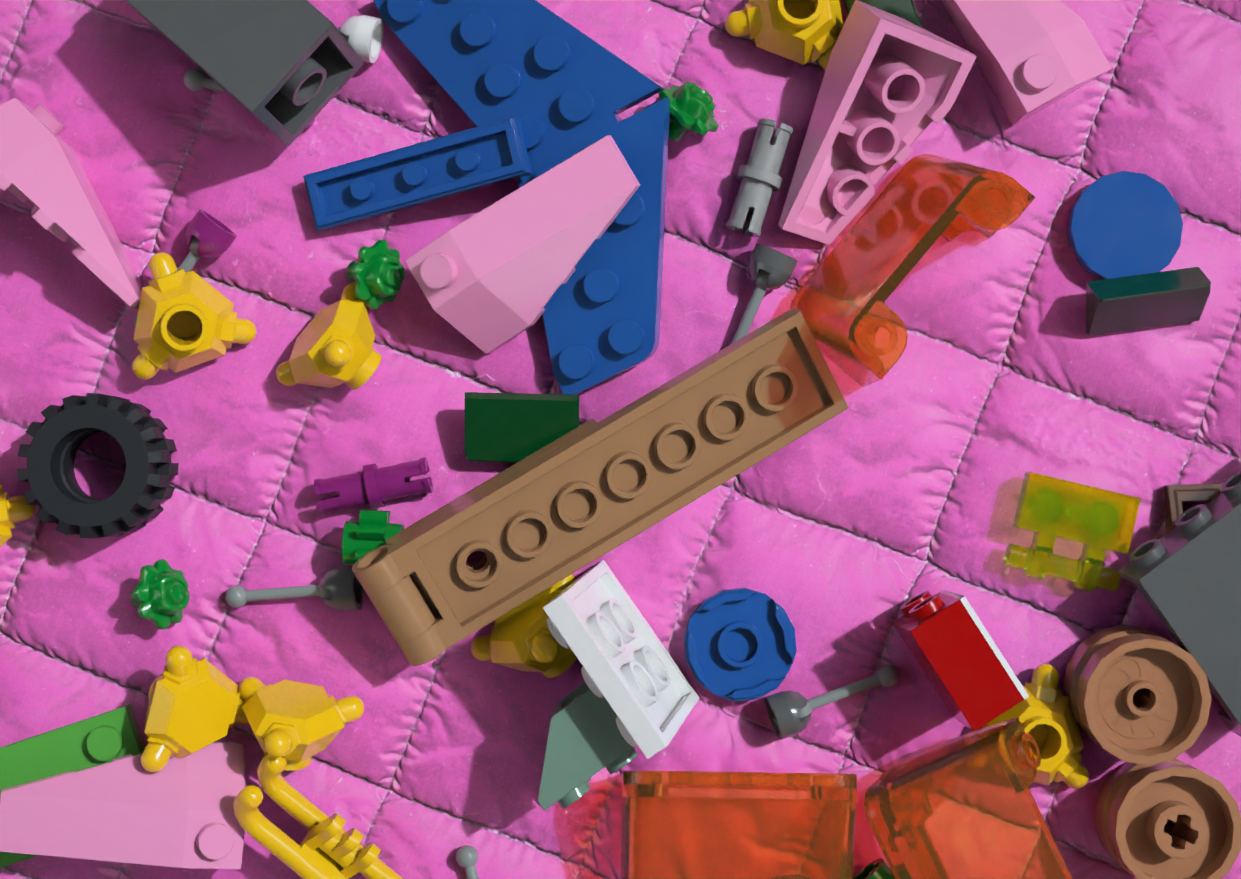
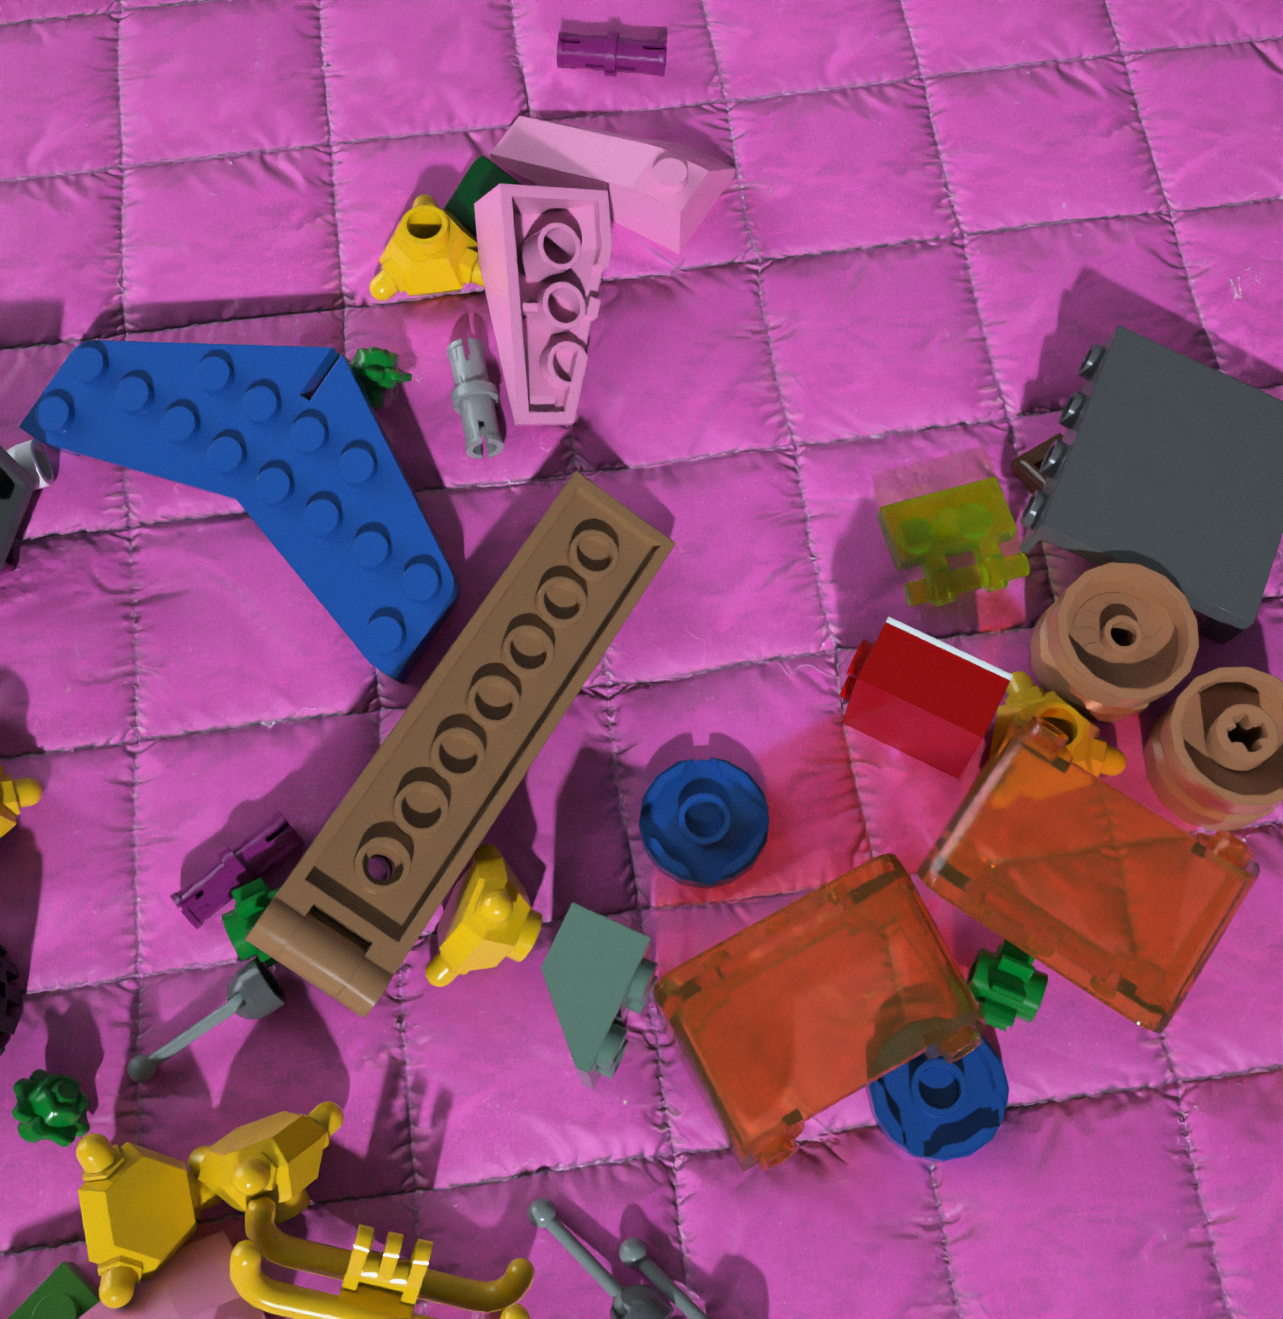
camera: 25 degrees left, 20 degrees down
(334, 347) = (128, 753): yellow rock -> none
(376, 274) = (141, 662): green plant -> none
(418, 174) = (136, 550): blue tile -> none
(513, 256) = (267, 561): bright pink wedge -> none
(515, 424) = (350, 727): dark green slope -> none
(622, 658) = (578, 873): white plate -> none
(768, 271) = (529, 466): dark grey hinge -> none
(792, 711) = (794, 856): hinge -> none
(850, 286) = (636, 440): clear orange windscreen -> none
(1124, 226) = (828, 278): blue tile -> none
(1146, 300) = (887, 320): slope -> none

